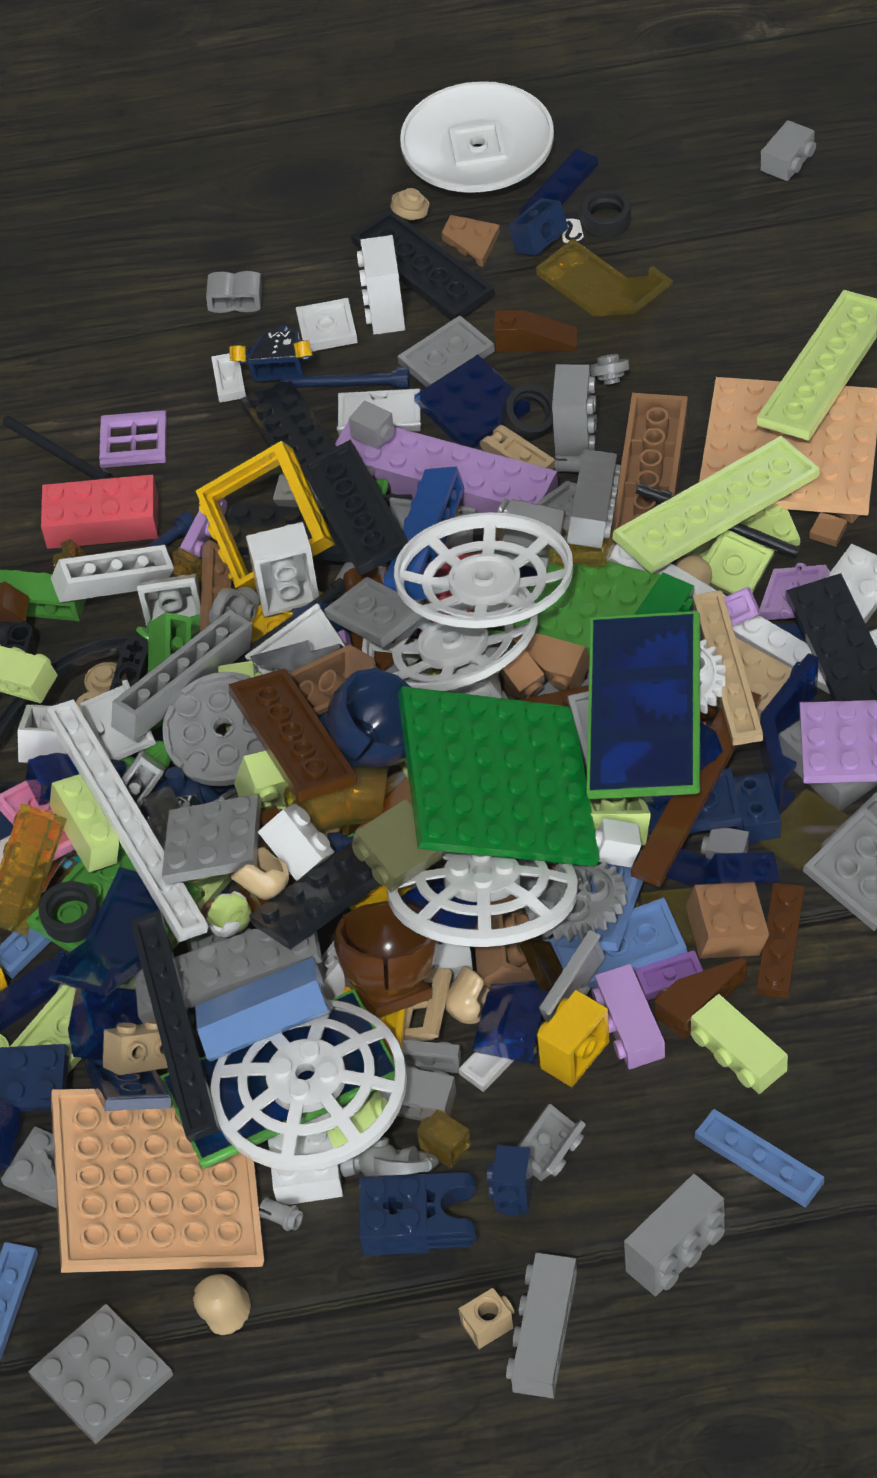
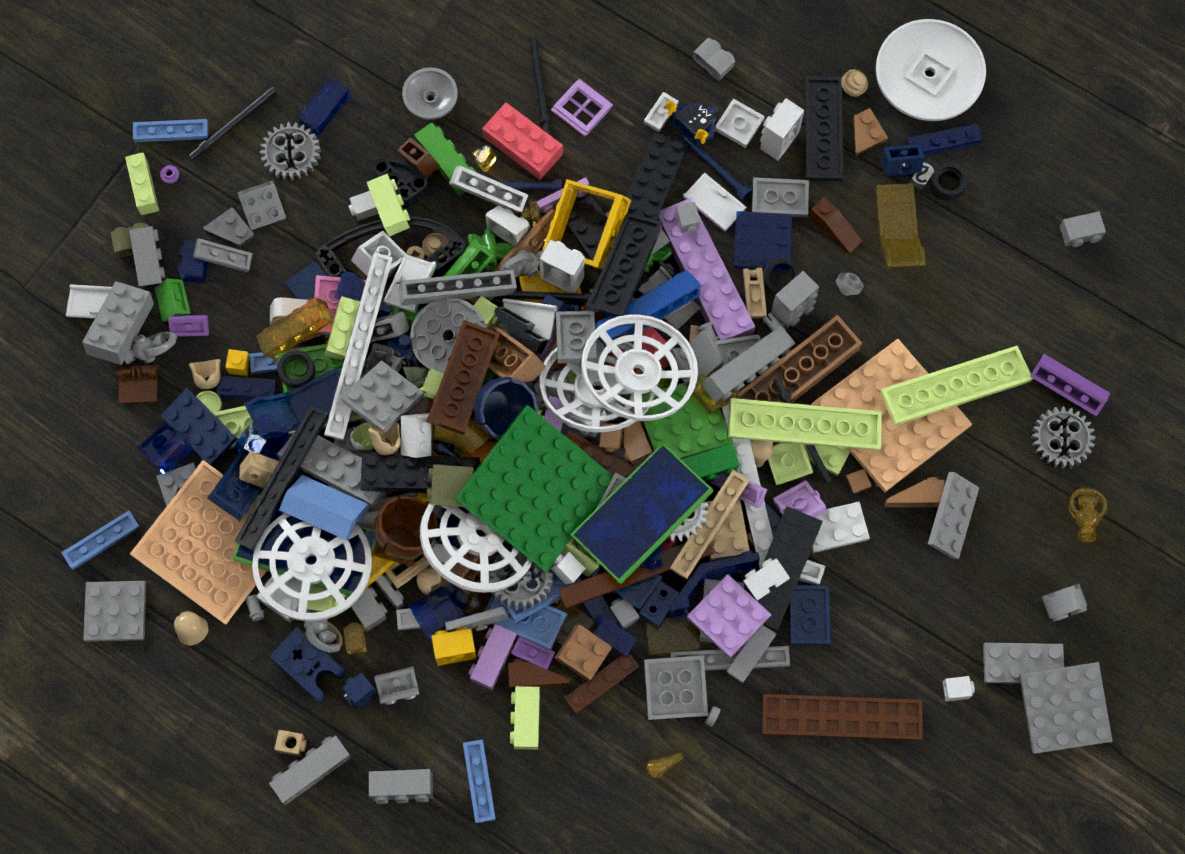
camera: 35 degrees right, 20 degrees up
(847, 670) = (769, 575): none -> white brick

